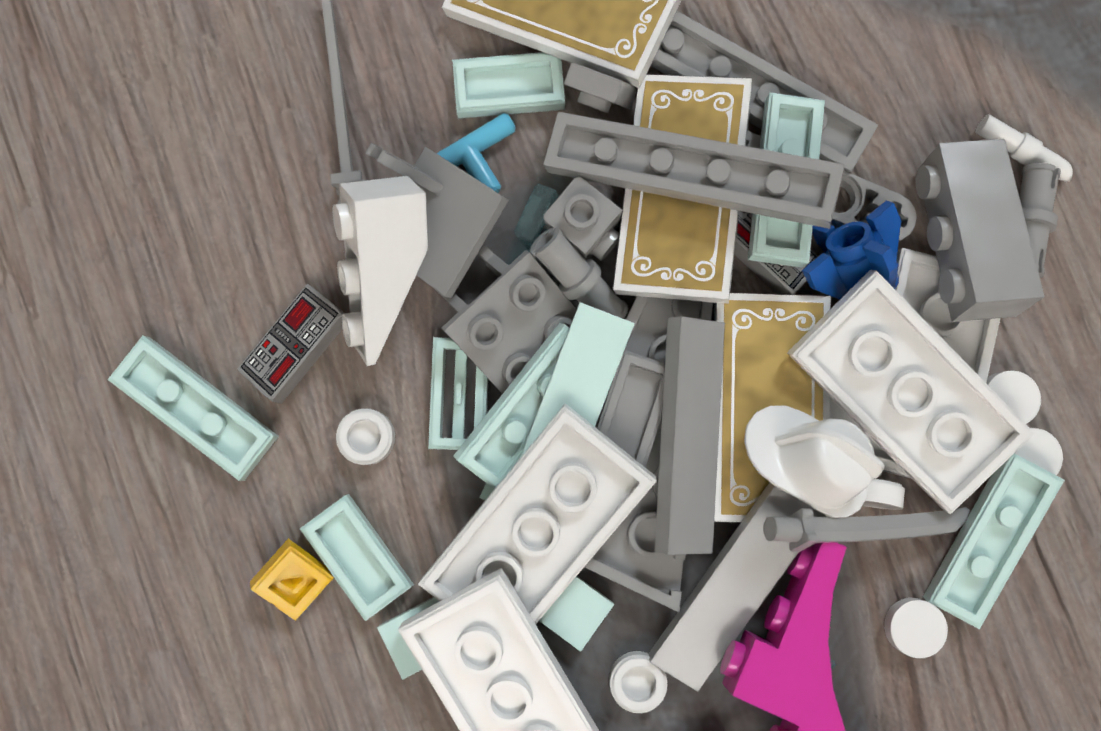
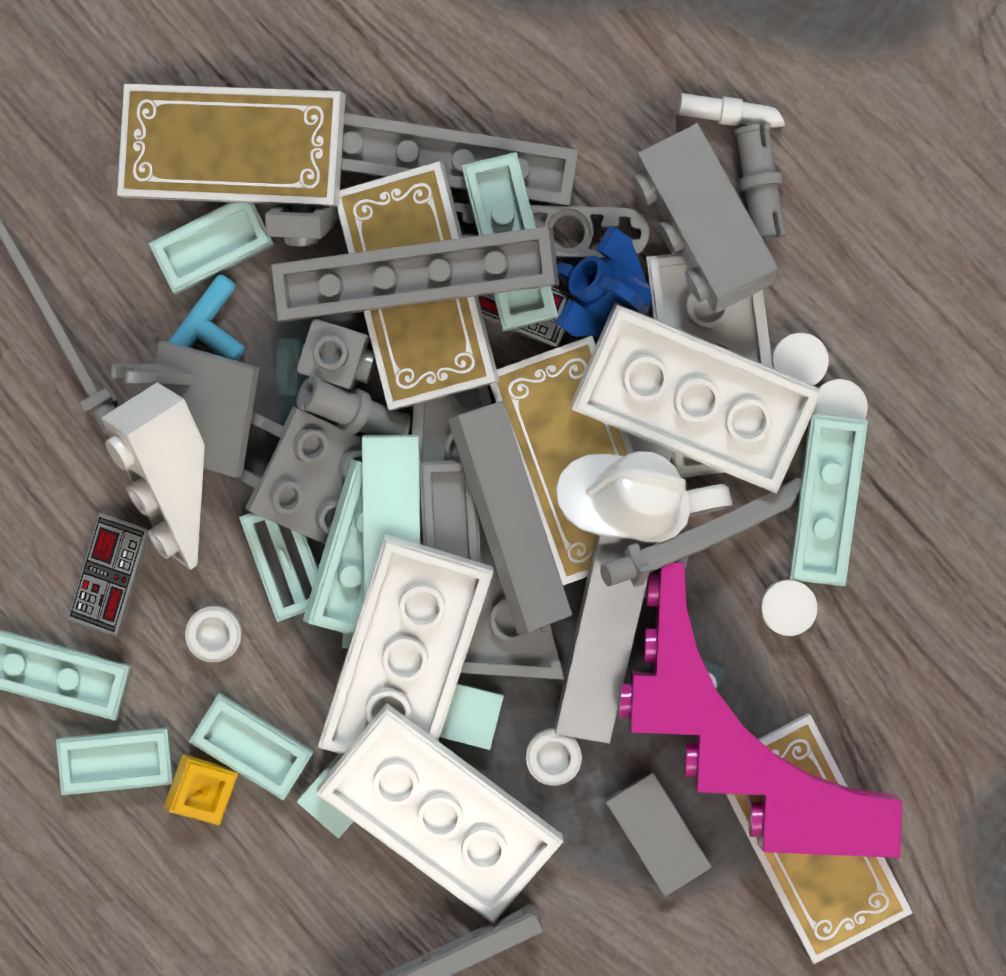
camera: 20 degrees left, 5 degrees up
(224, 519) = (115, 761): none -> light aqua tile

